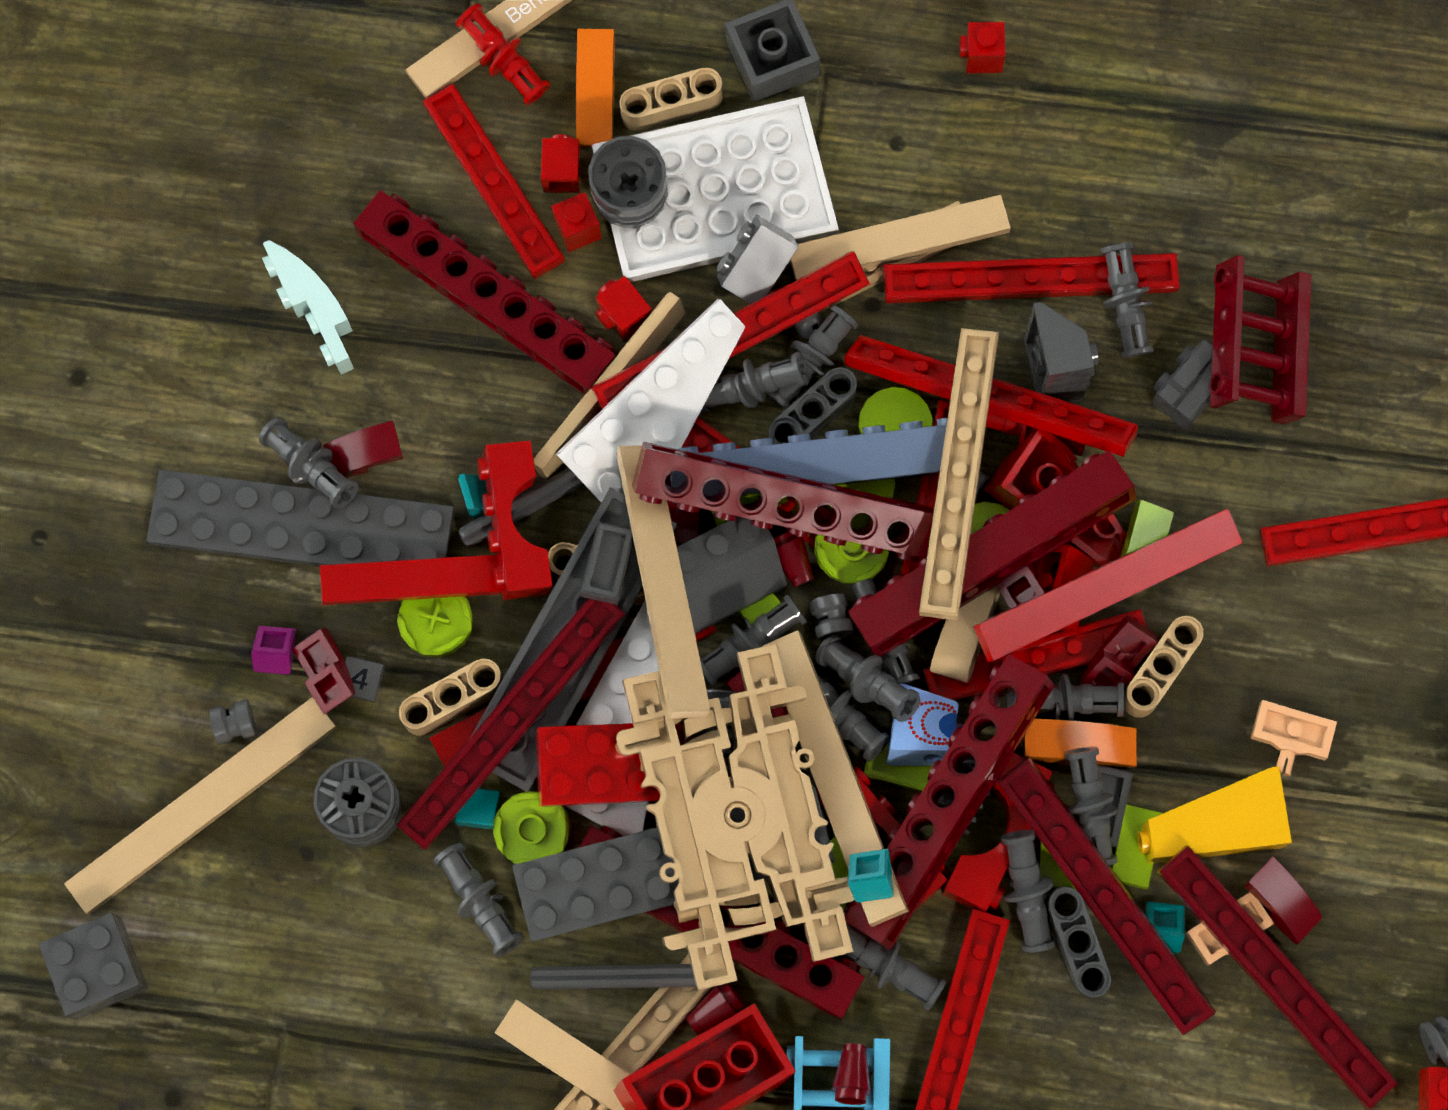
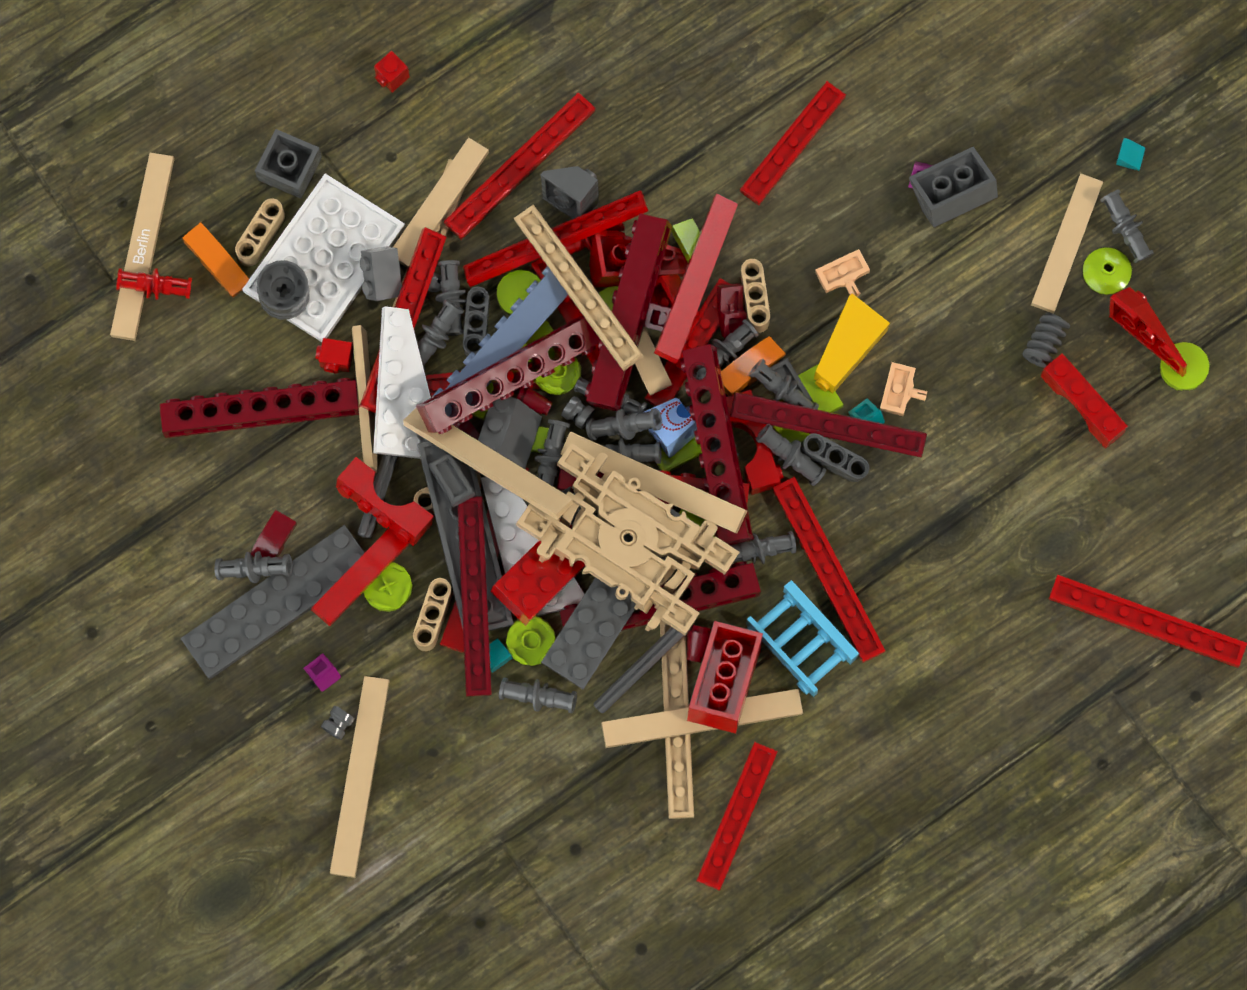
camera: 45 degrees left, 0 degrees up
(93, 966) = (383, 896): dark grey brick -> none
(311, 298) = (168, 486): light aqua slope -> none
(327, 672) = (358, 657): dark red slope -> none
(365, 678) = (379, 647): dark grey tile -> none
(369, 820) = (436, 717): dark grey wheel -> none
(473, 491) = (349, 509): teal slope -> none
(493, 181) = (208, 351): red tile -> none
(560, 164) = (236, 312): red brick -> none
(576, 222) = (271, 333): red brick -> none
(852, 1076) = (790, 612): dark red cone -> none
(870, 875) = (715, 509): teal slope -> none
(1127, 300) = (577, 135): dark grey piece -> none
(1187, 390) = (645, 148): dark grey brick -> none
(1277, 977) = (939, 391): dark red tile -> none
(1286, 900) = (912, 352): dark red slope -> none
(1290, 342) = (672, 86): dark red fence -> none

